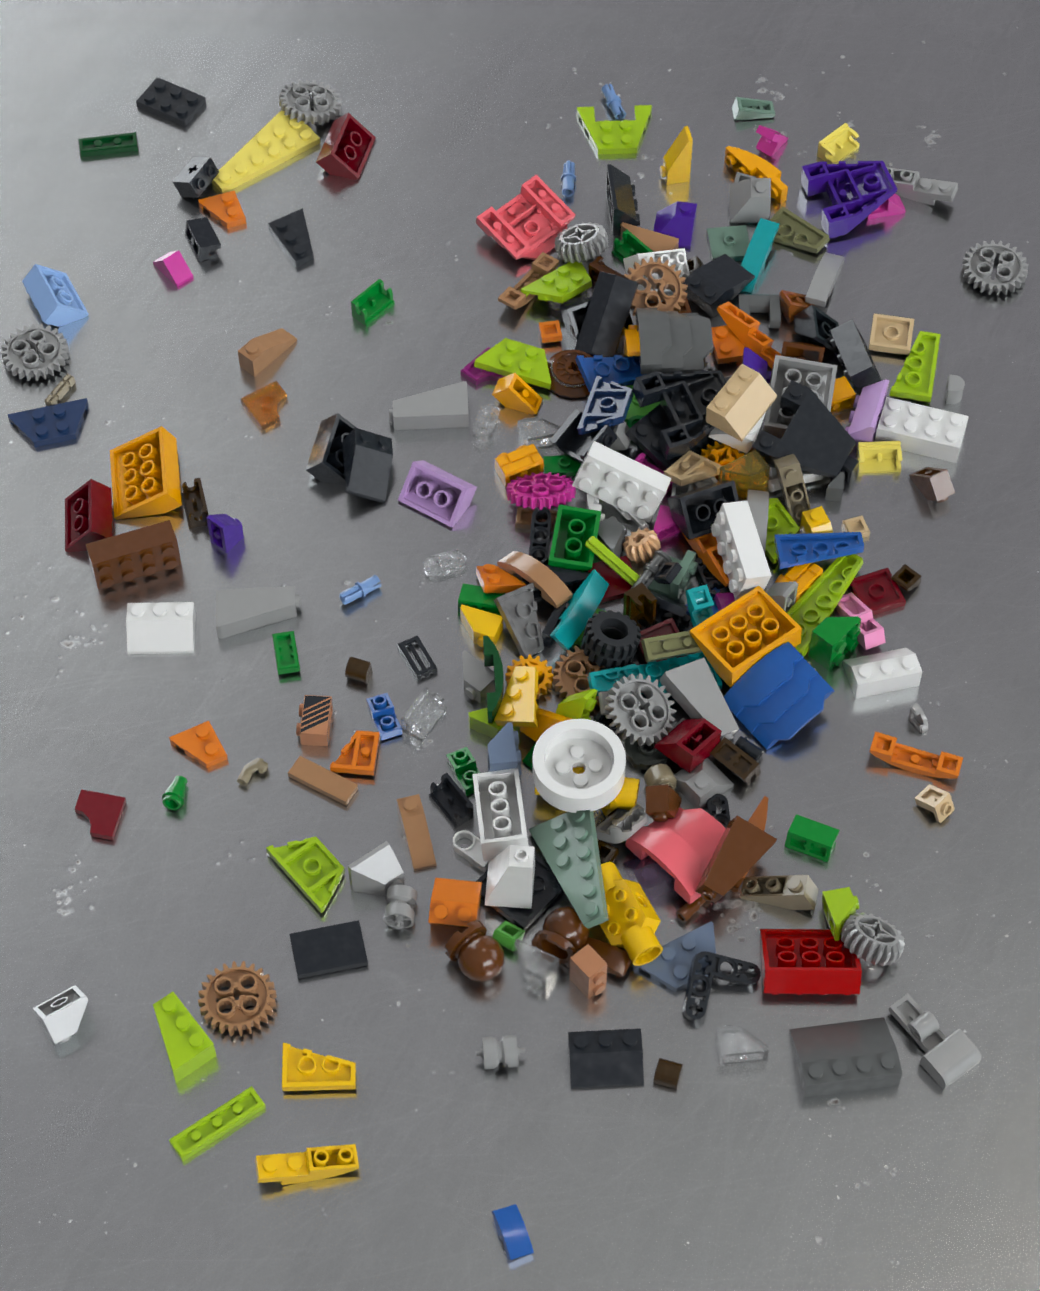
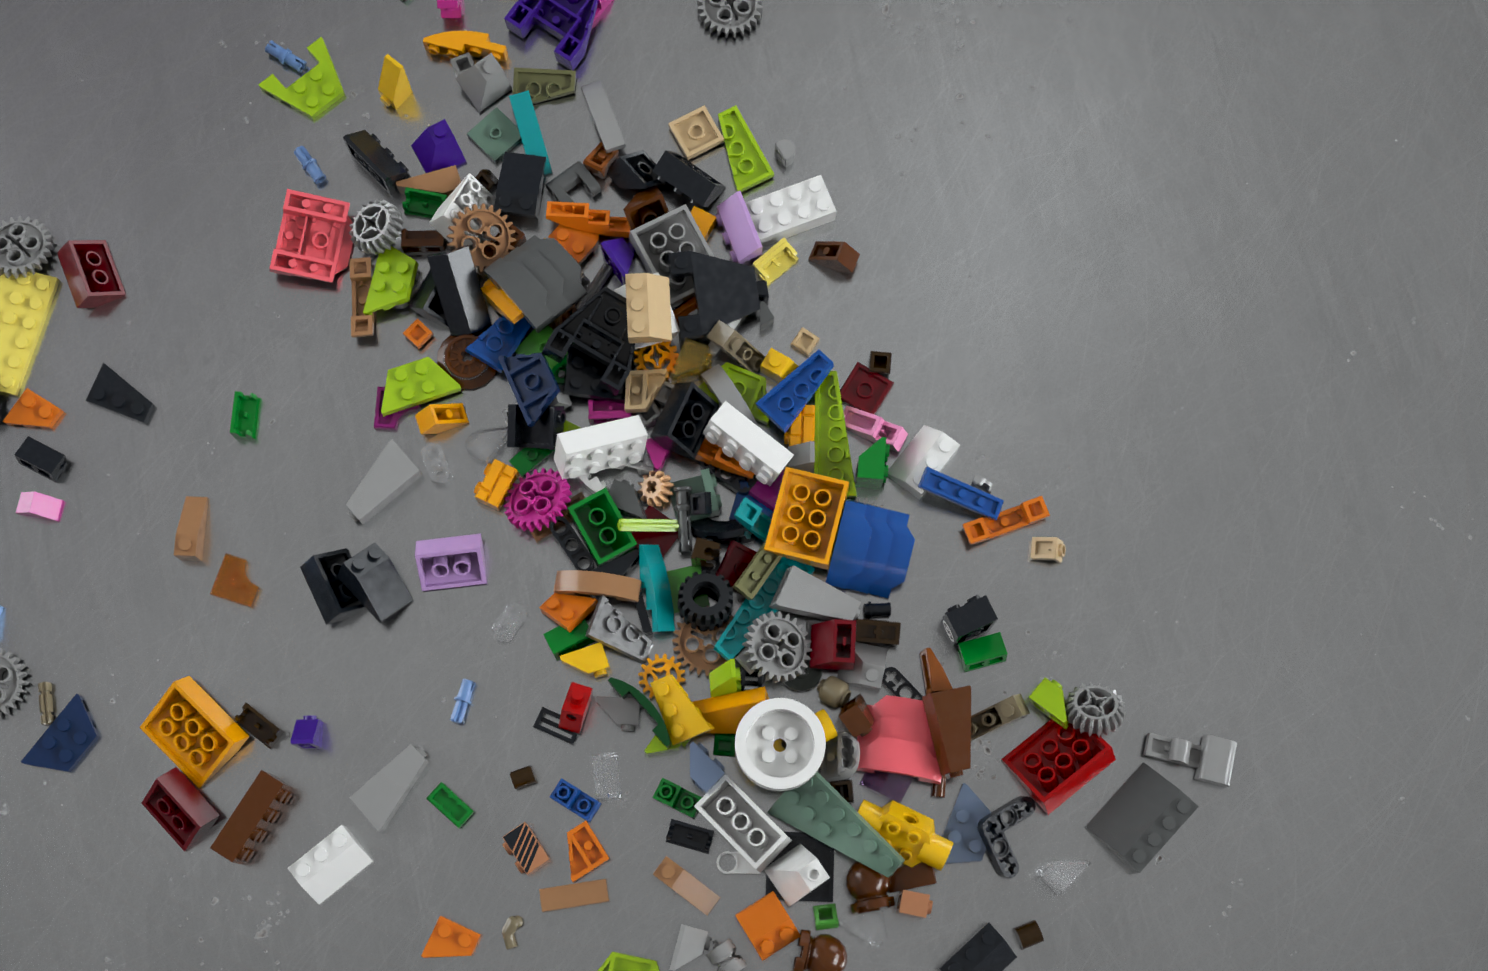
camera: 40 degrees left, 20 degrees up
(442, 646) = (575, 704): none -> red torso
(817, 794) = (968, 620): none -> black brick
(892, 706) = (960, 493): none -> blue tile

